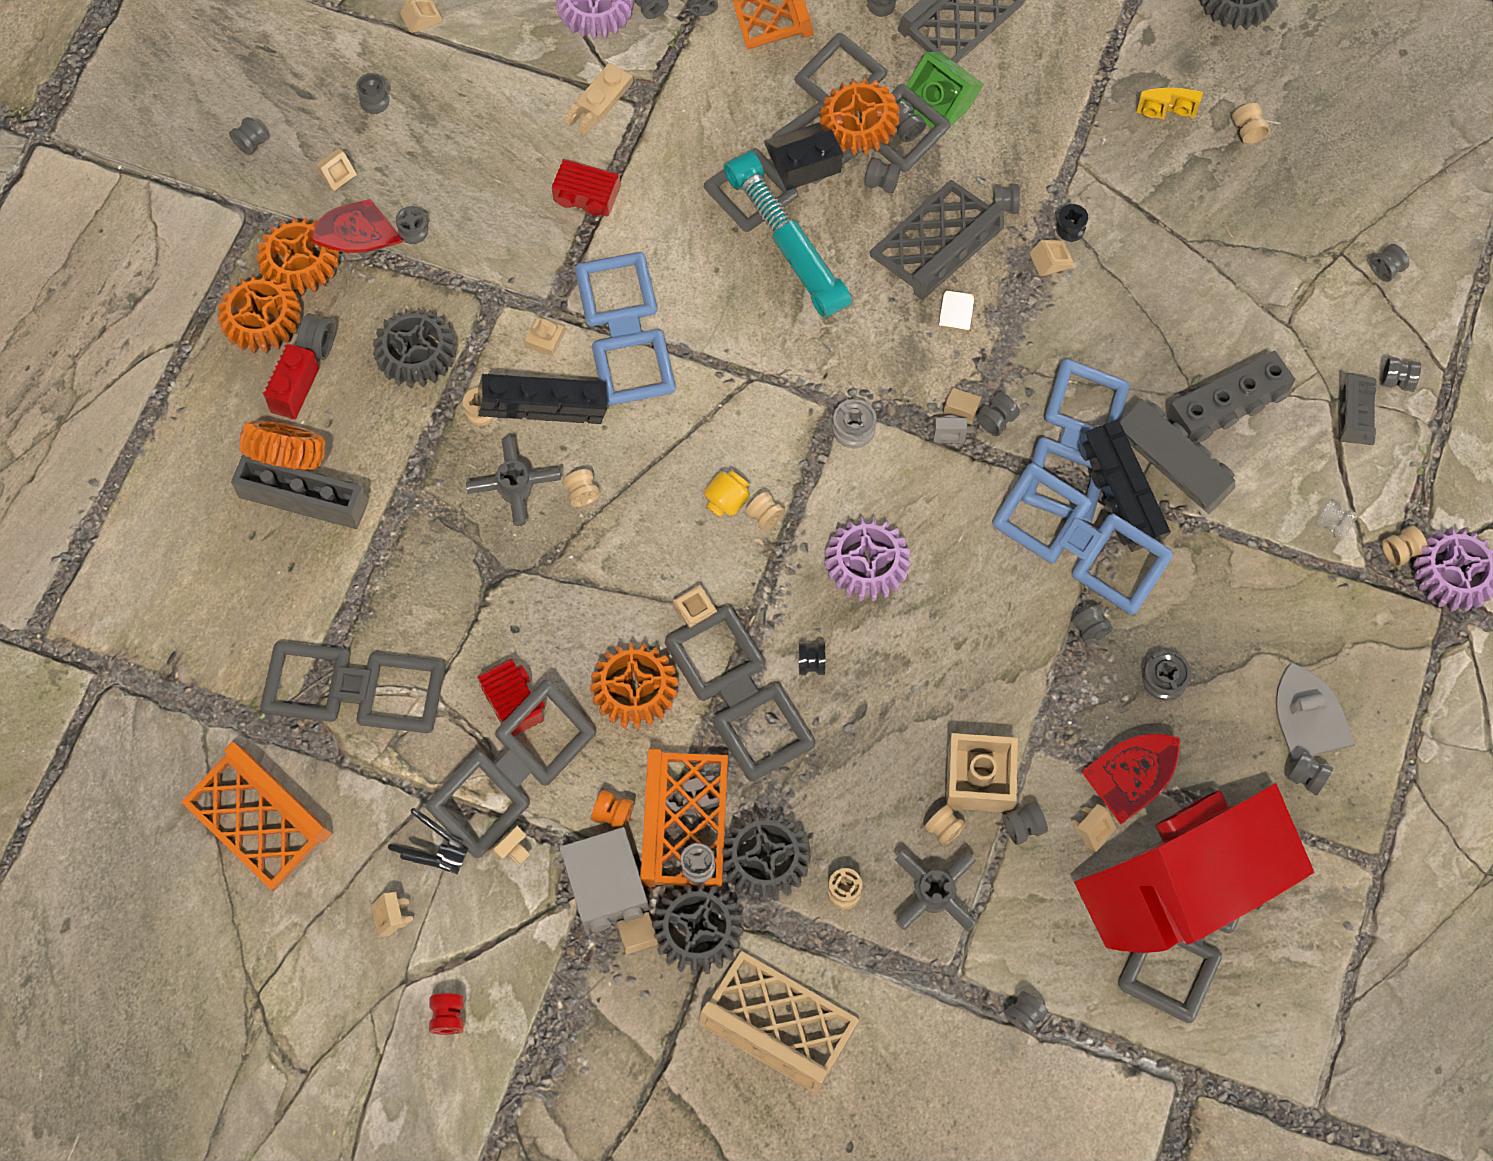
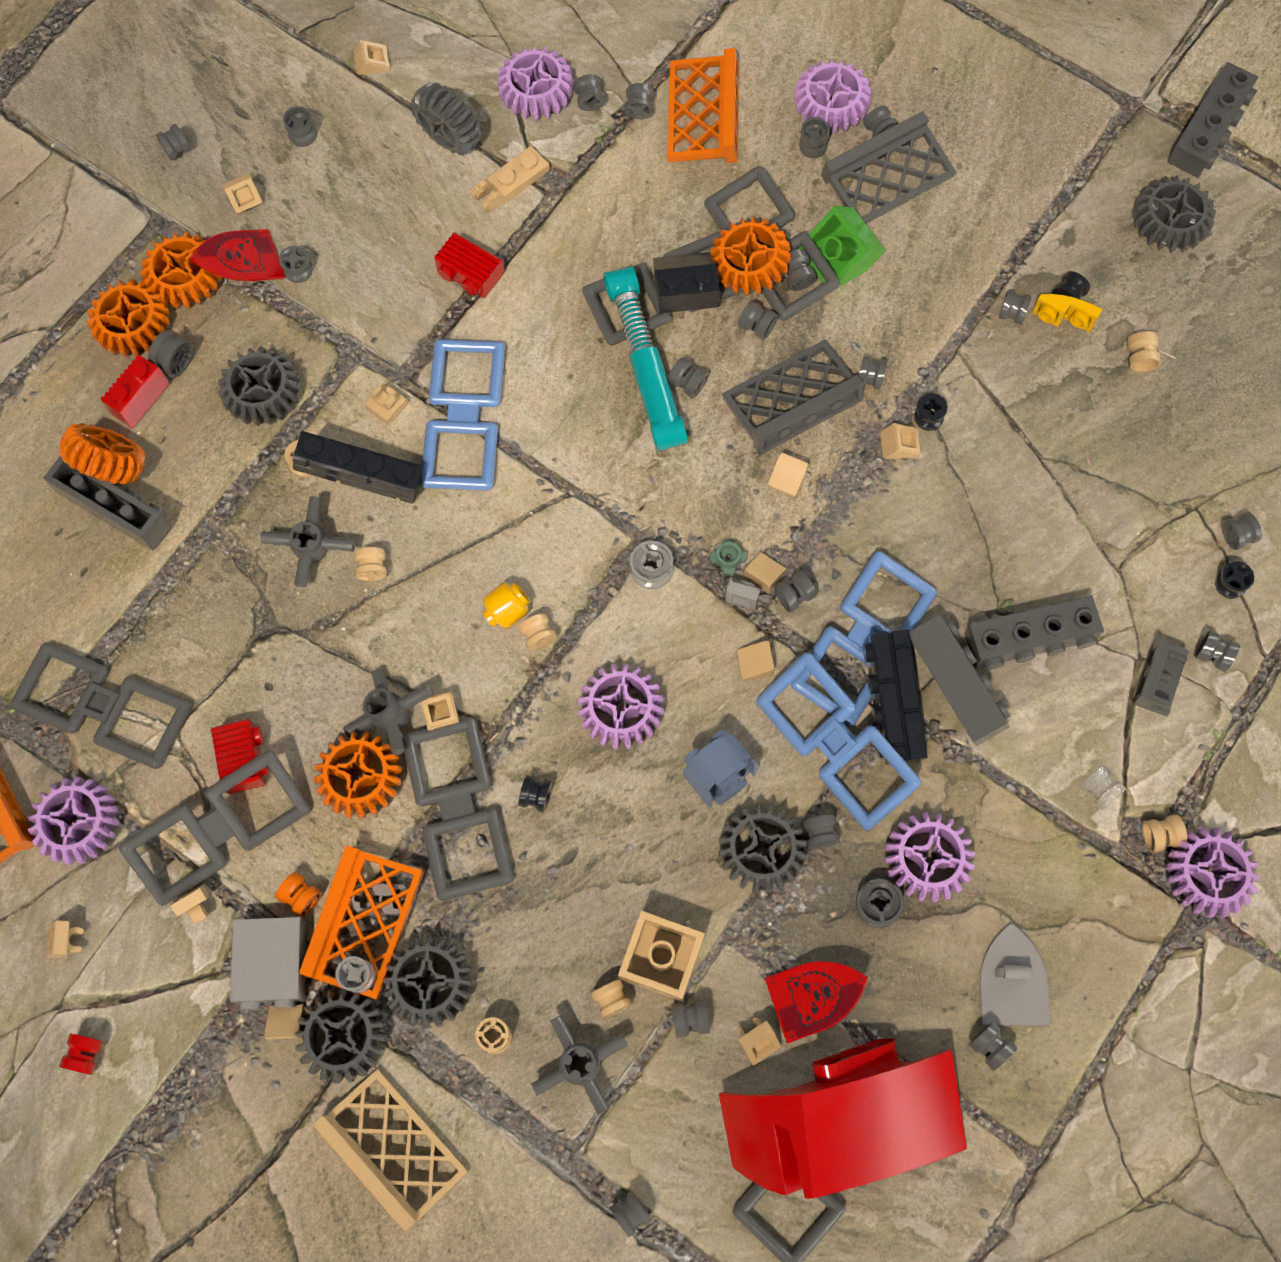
camera: 20 degrees right, 5 degrees up
(378, 798) = (73, 796): none -> lavender gear
(448, 856) = (129, 899): black plant -> none
(520, 53) = (446, 118): none -> dark grey gear
(644, 618) = (387, 711): none -> dark grey bar
(833, 243) = (687, 377): none -> dark grey wheel
(924, 391) = (728, 547): none -> sand green plate
(981, 487) = (756, 661): none -> tan slope
(981, 590) = (719, 768): none -> sand blue brick
(1058, 674) = (748, 855): none -> dark grey gear
(1120, 109) = (1015, 307): none -> dark grey wheel
(1168, 77) = (1073, 285): none -> black wheel
(1223, 617) = (936, 831): none -> lavender gear
(1393, 300) = (1234, 572): none -> black wheel

